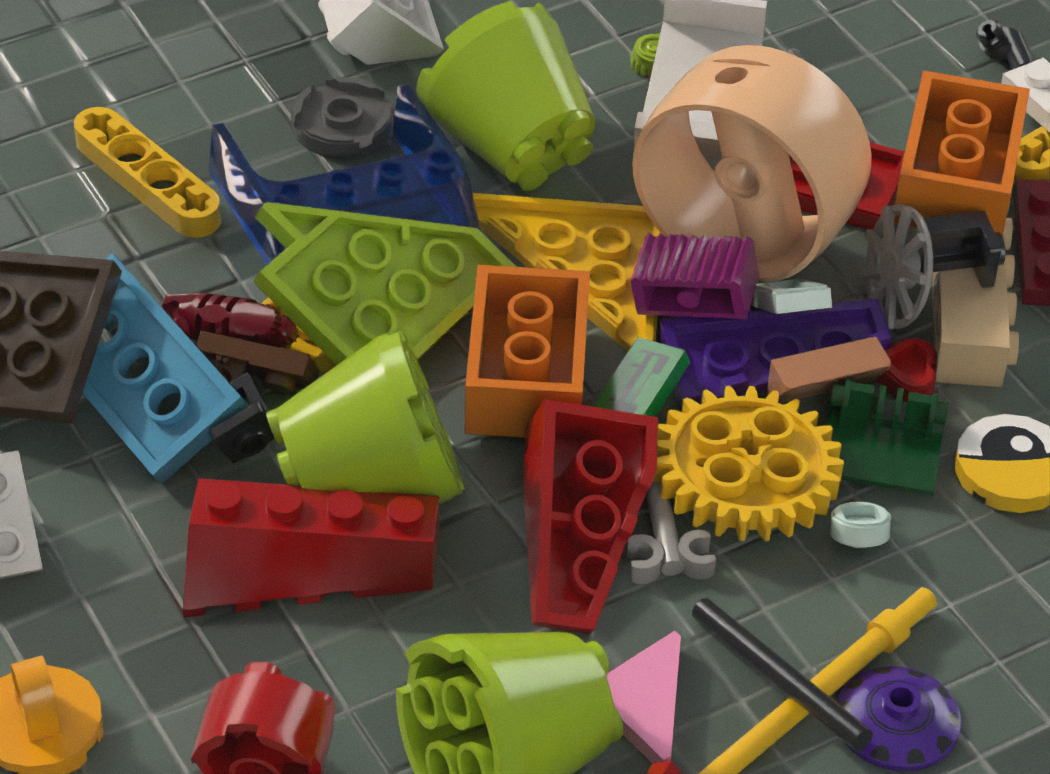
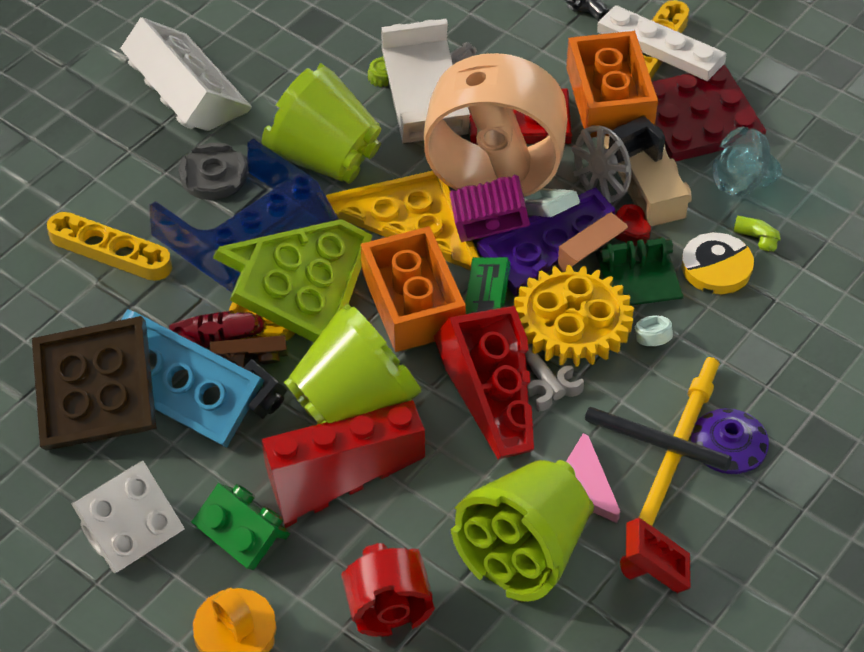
camera: 20 degrees left, 5 degrees up
(119, 586) = (239, 524): none -> green bracket

